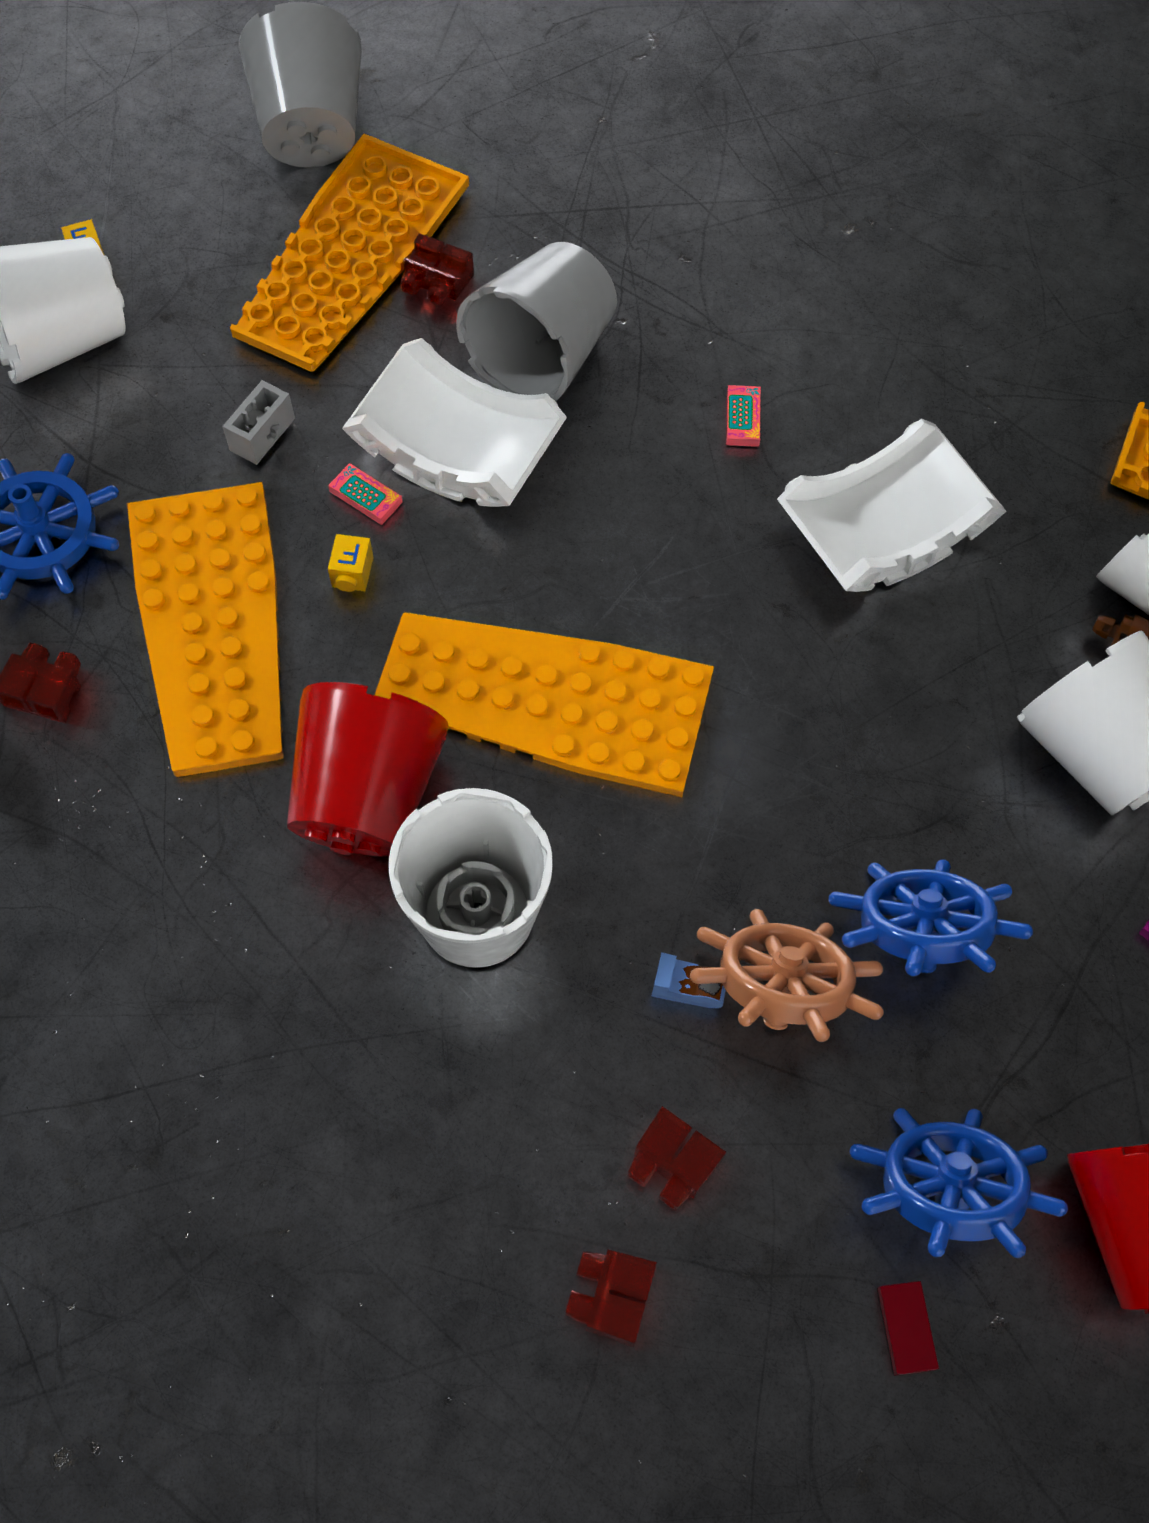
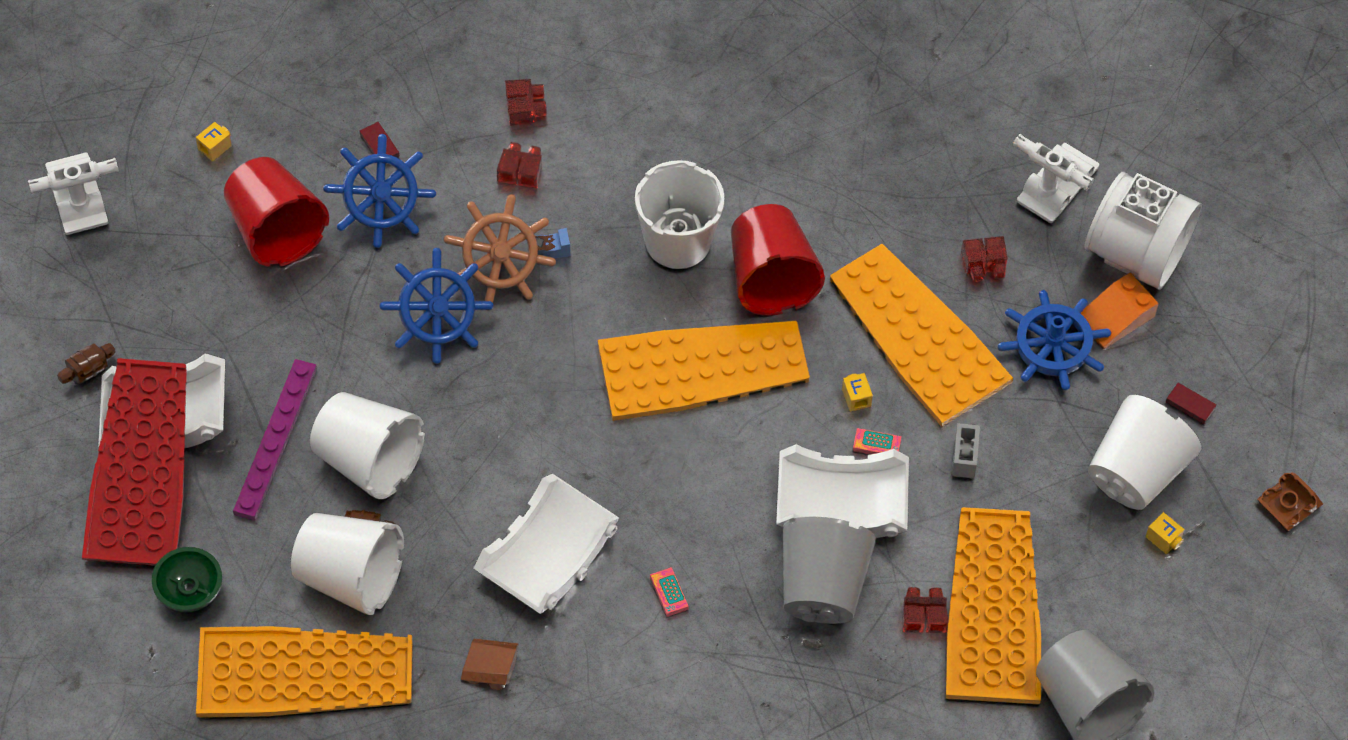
camera: 155 degrees right, 5 degrees down
(1015, 414) = (490, 663): none -> dark orange slope

